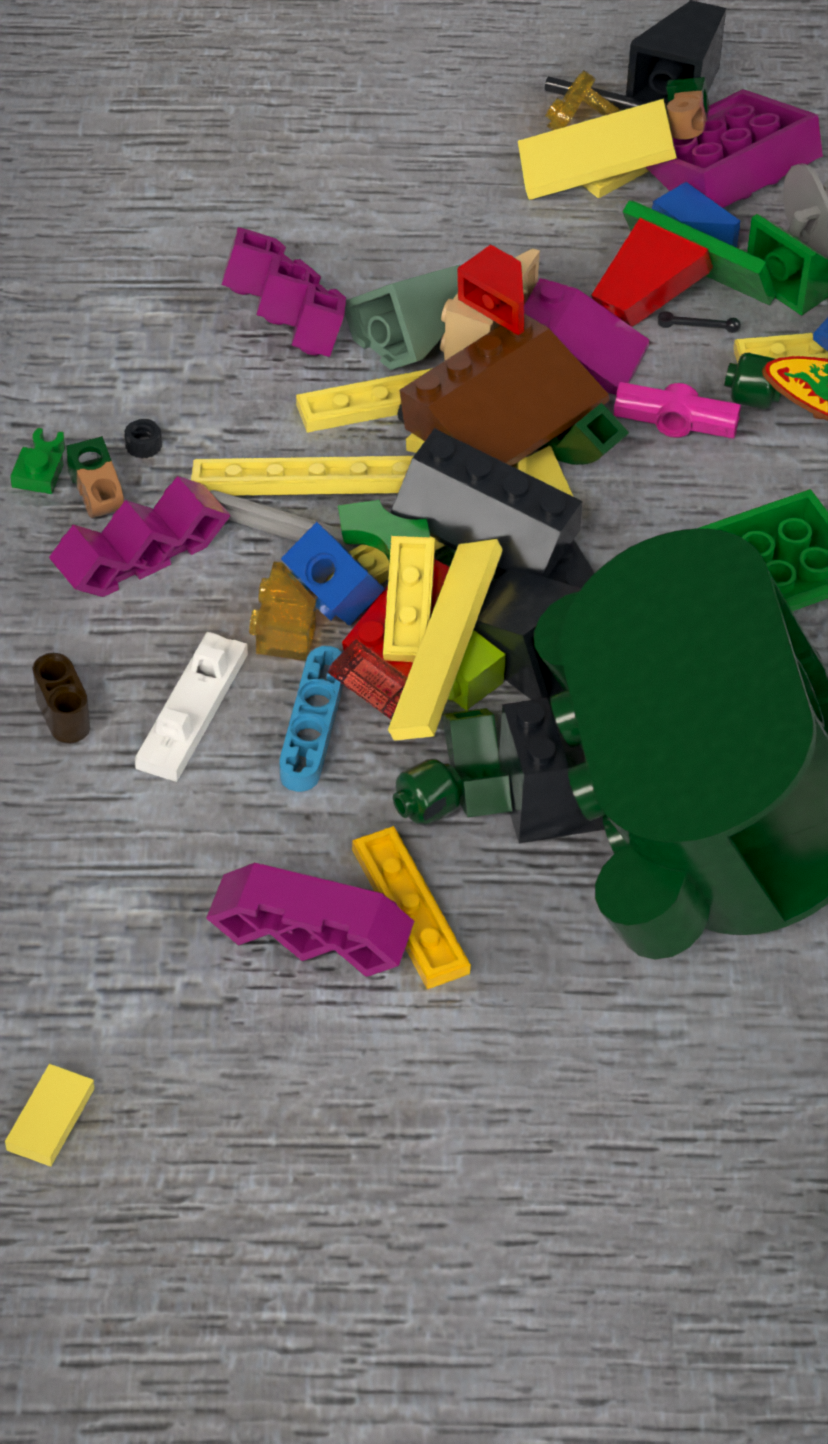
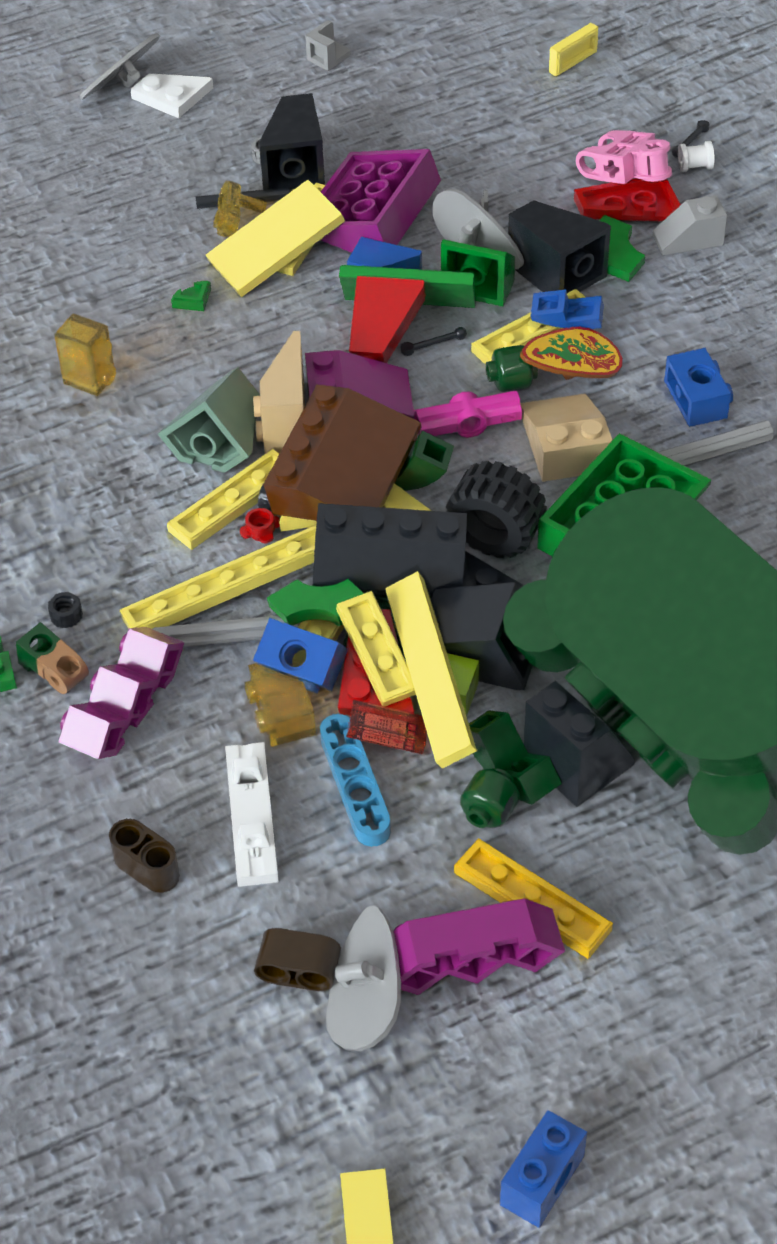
camera: 25 degrees left, 0 degrees up
(140, 857) = (297, 959): none -> dark brown beam
(185, 905) = (365, 984): none -> light grey shield
(237, 1149) = (543, 1168): none -> blue brick
(286, 291) = (107, 443): magenta brick -> none
(319, 194) = (85, 354): none -> clear yellow brick
(386, 434) = (260, 525): none -> red plate
(477, 181) = (192, 298): none -> green tile
(494, 287) = (295, 372): red slope -> none
(624, 506) = (499, 507): none -> black tyre
(687, 107) = (324, 177): medium nougat leg -> none
(764, 468) = (564, 434): none -> tan slope

